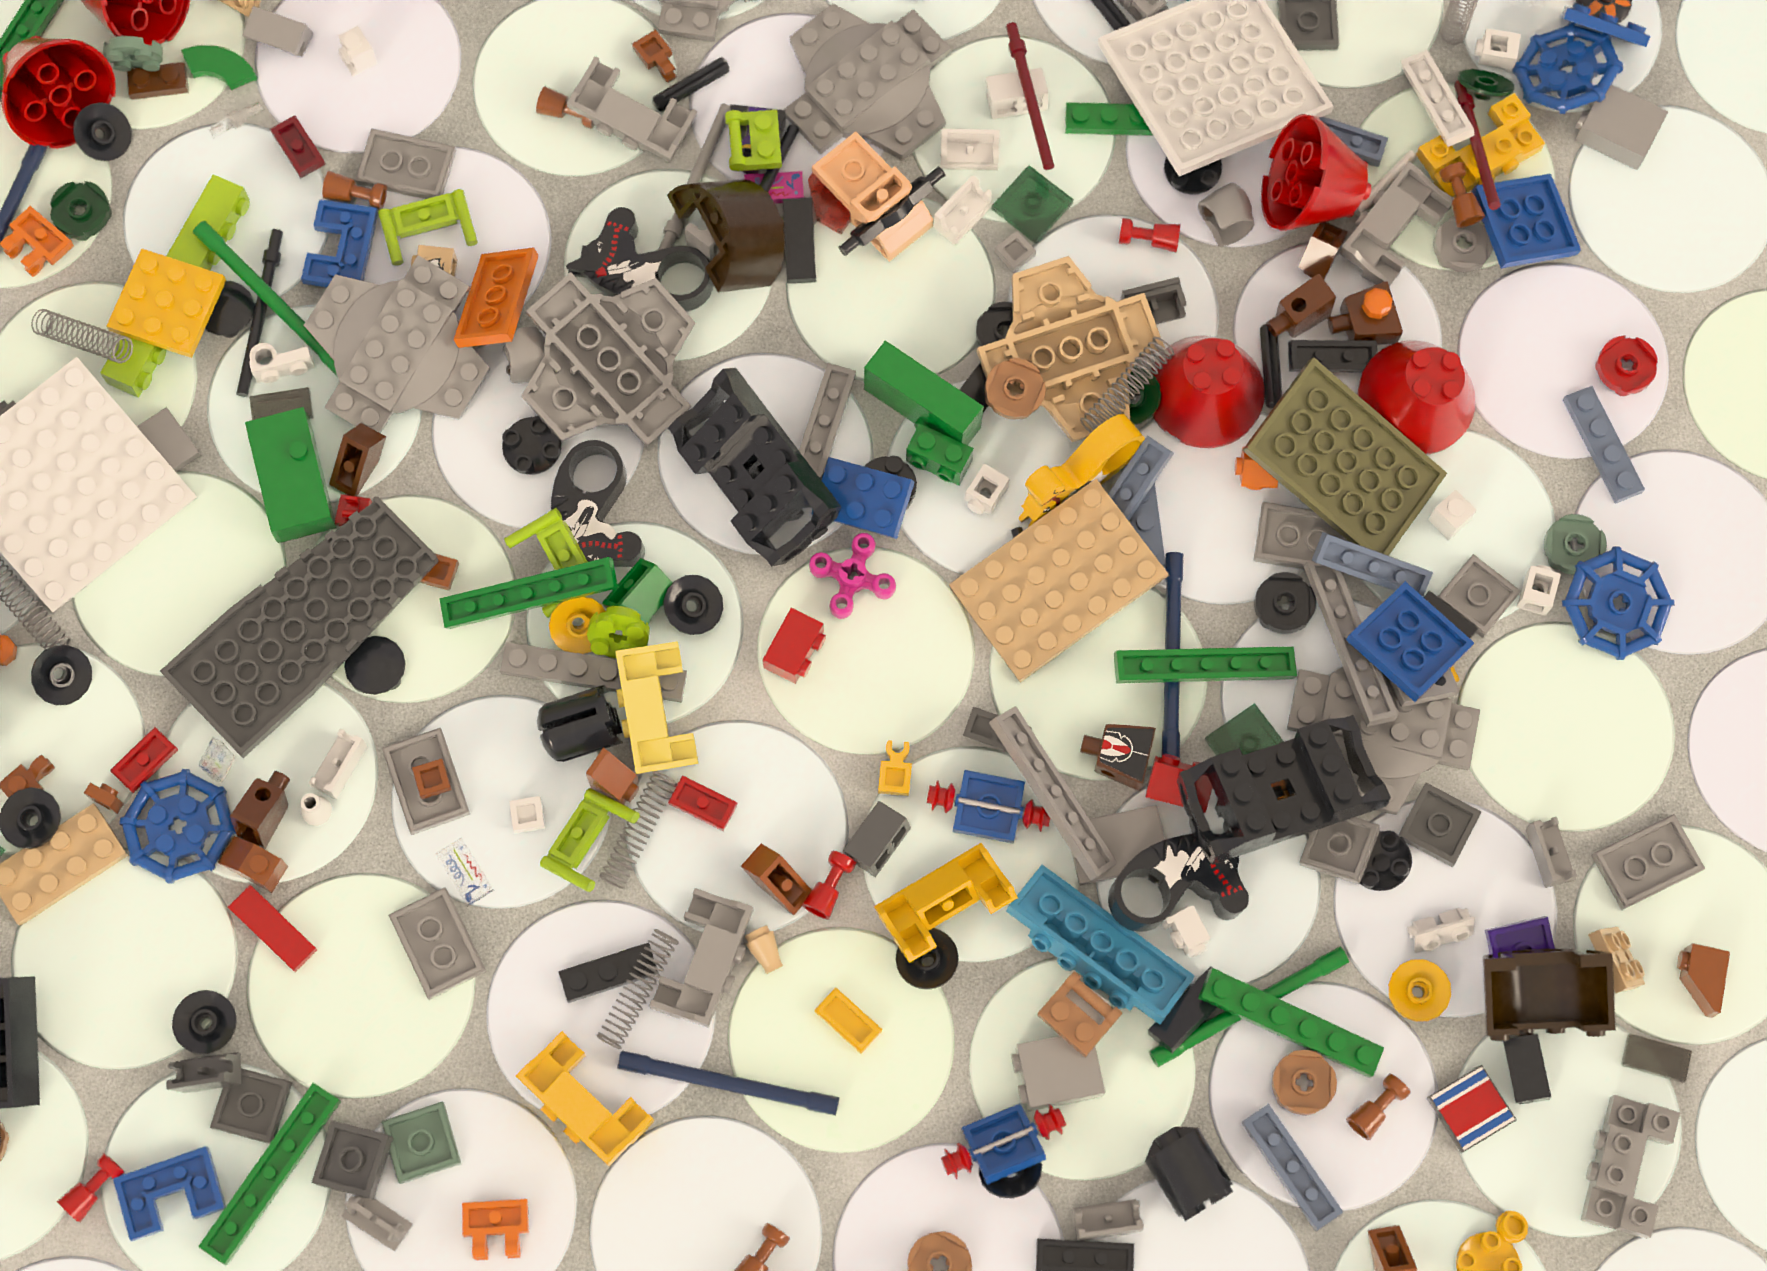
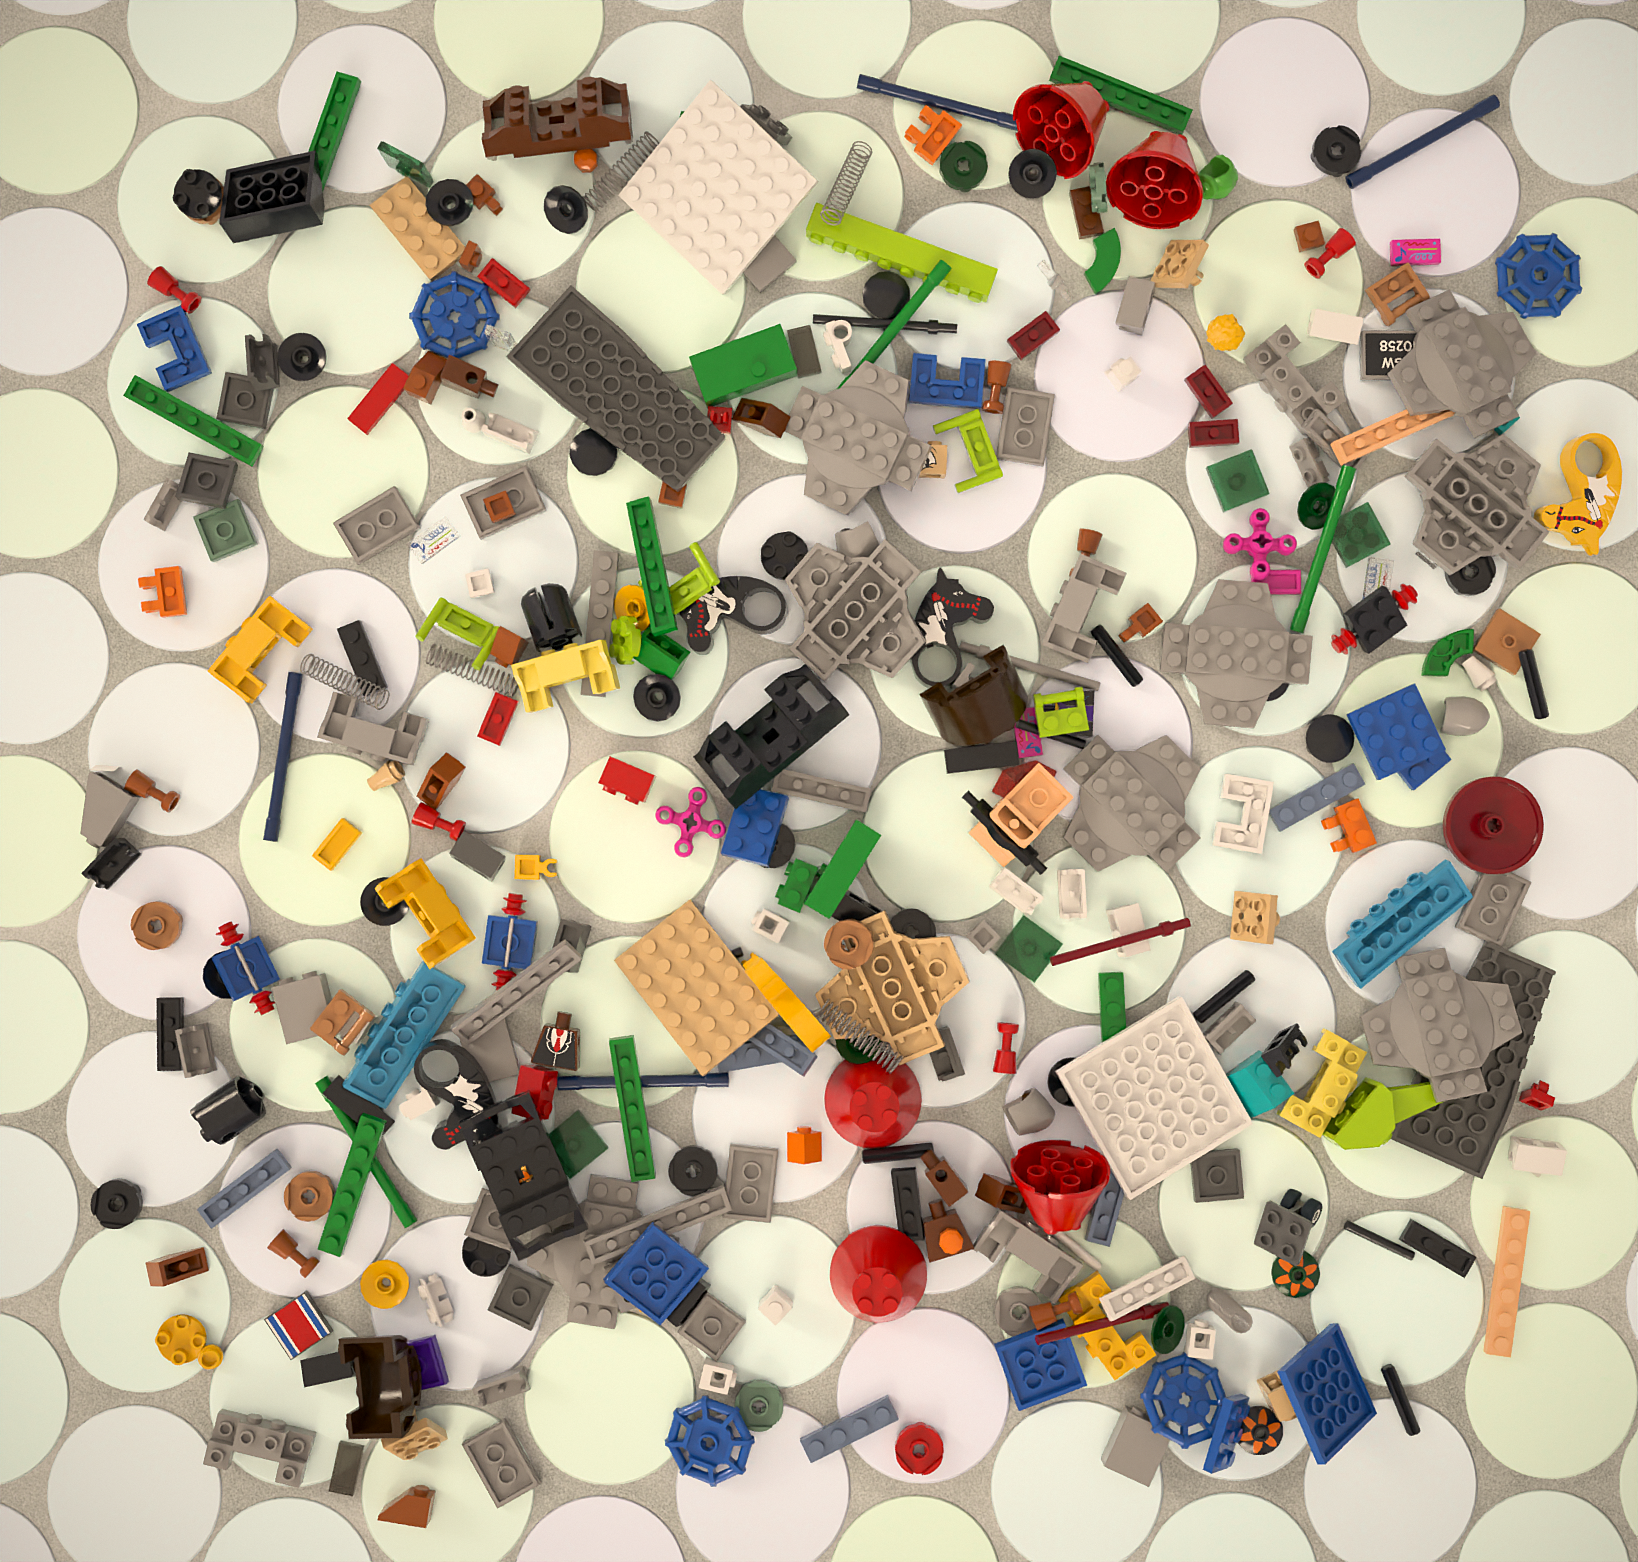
camera: 90 degrees right, 15 degrees up
(166, 303) = (878, 246): yellow plate -> none
(496, 297) = (903, 513): orange plate -> none
(1344, 460) = (809, 1217): olive plate -> none
(1369, 564) = (723, 1240): sand blue plate -> none

